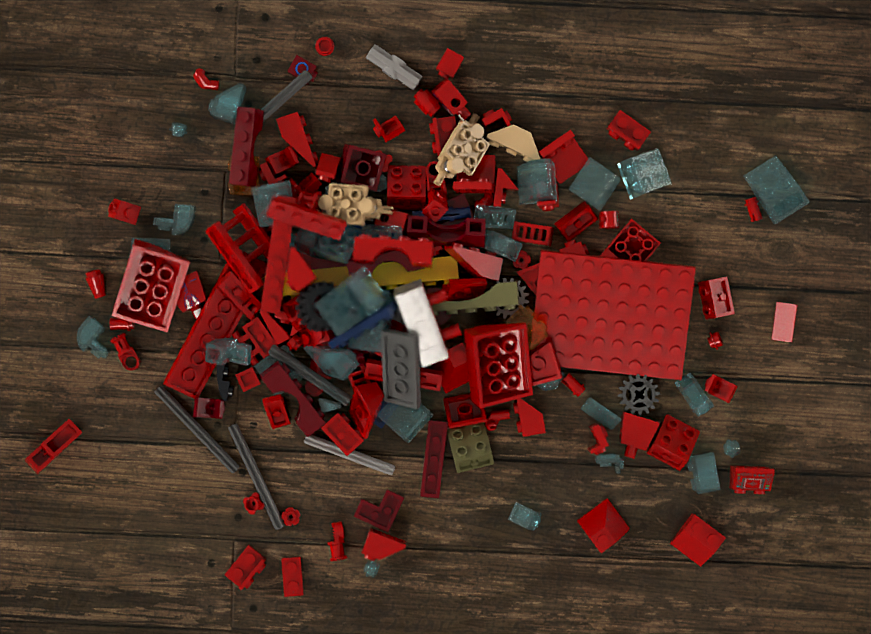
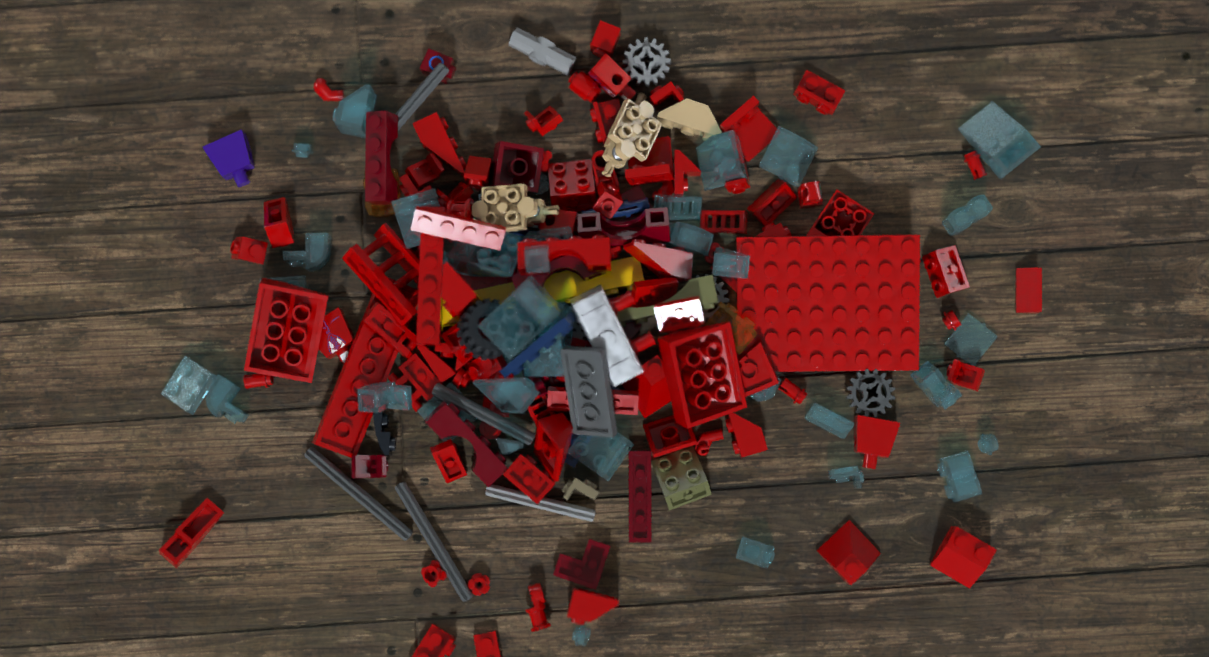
camera: 10 degrees left, 5 degrees down
(63, 322) = (189, 385): none -> clear light blue plate
(96, 282) = (224, 336): red cone -> none
(117, 129) = (232, 157): none -> dark purple torso
(125, 351) = (265, 411): red connector -> none
(152, 190) = (278, 223): none -> red slope
(248, 379) = (412, 427): red plate -> none
(324, 46) = (460, 37): red plate -> none
(369, 253) = (537, 258): none -> clear light blue slope
(389, 447) = (587, 488): none -> dark tan bracket
(484, 312) = (679, 314): none -> bracket
(491, 87) = (637, 62): none -> light grey gear
(532, 273) = (730, 263): none -> clear light blue slope
(600, 436) = (831, 444): red bracket -> none
(644, 173) = (843, 138): clear light blue bracket -> none
(674, 442) = (919, 445): red bracket -> none
(729, 358) = (970, 340): none -> clear light blue piece
(736, 254) = (964, 216): none -> clear light blue brick
(751, 478) = (1016, 476): red slope -> none

